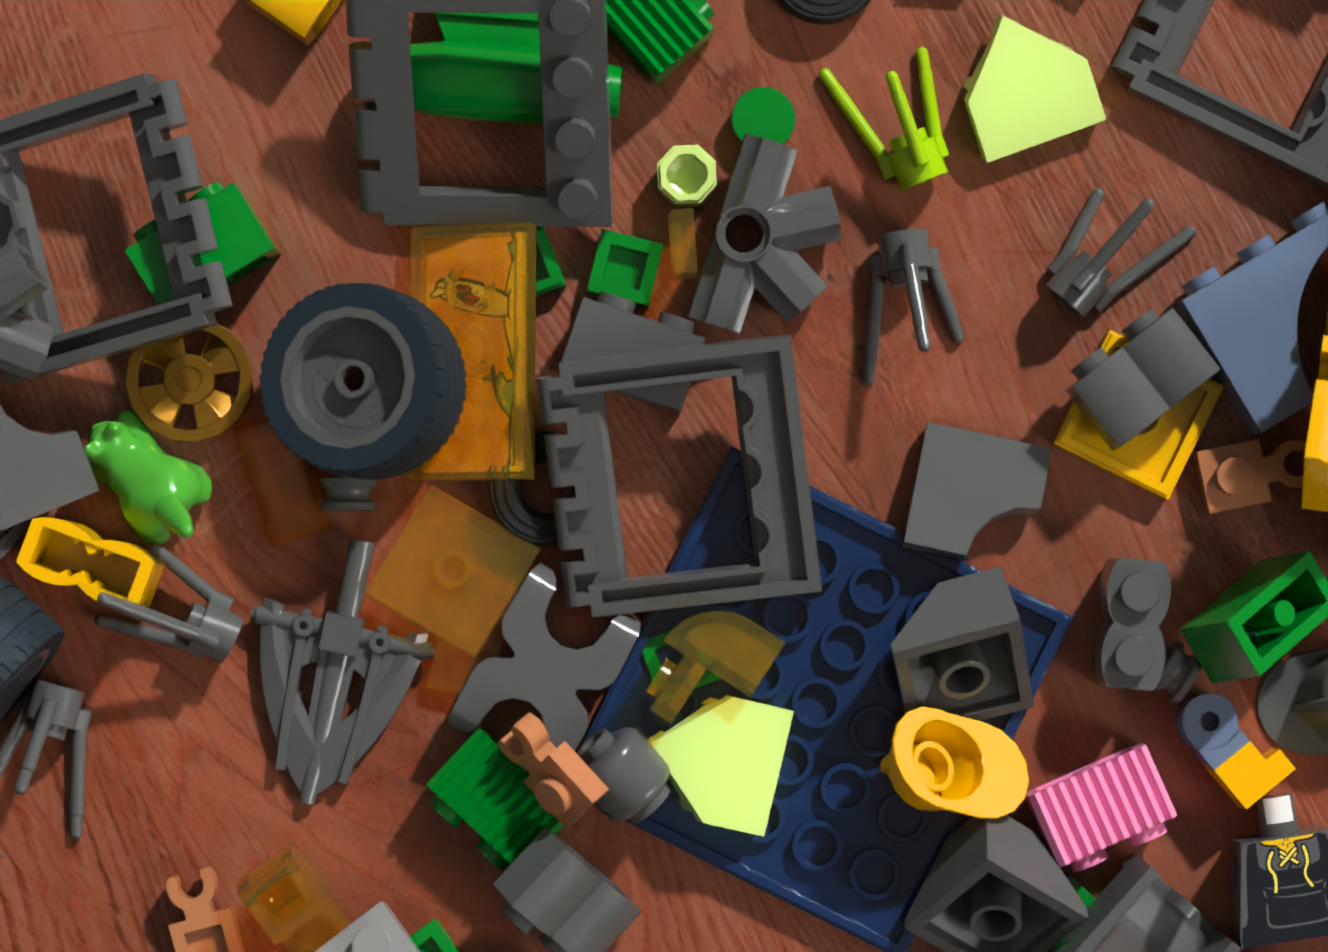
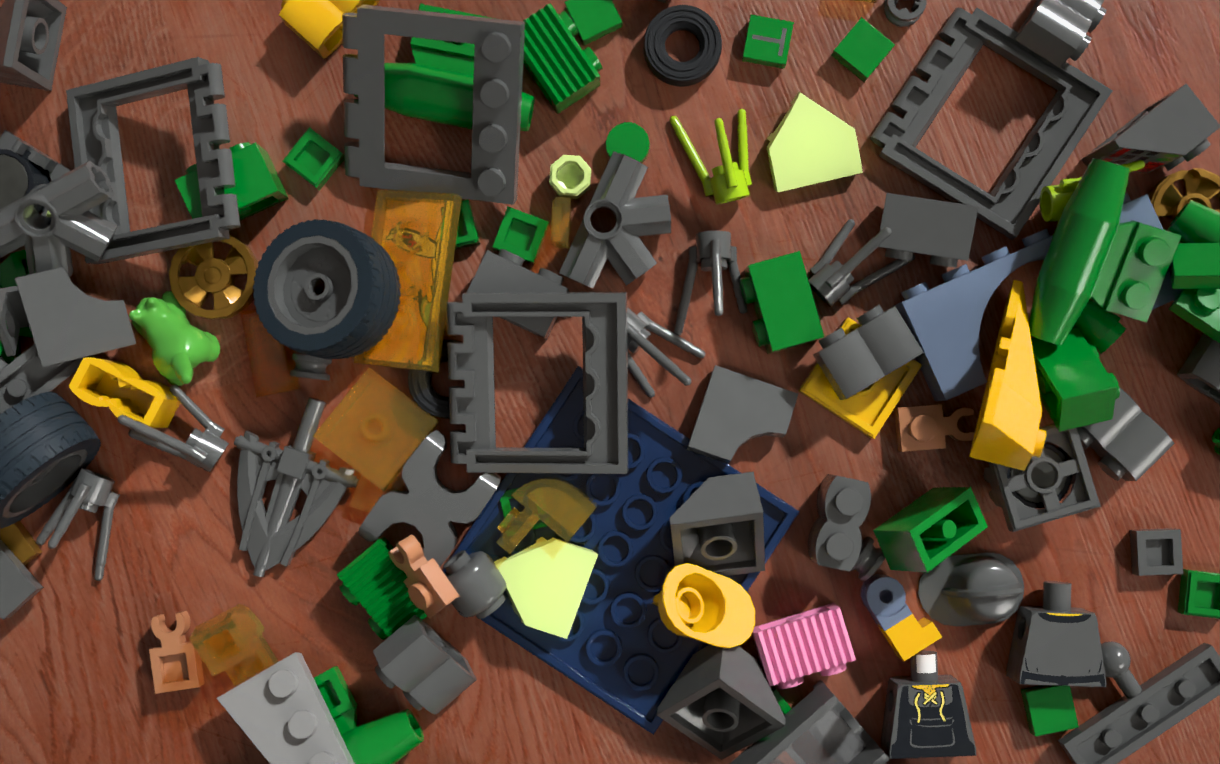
camera: 15 degrees right, 0 degrees up
(312, 193) = (314, 158): none -> green tile
(813, 396) = (638, 338): none -> dark grey plant
(1012, 322) = (781, 303): none -> green brick
(1207, 191) = (928, 228): none -> dark grey brick

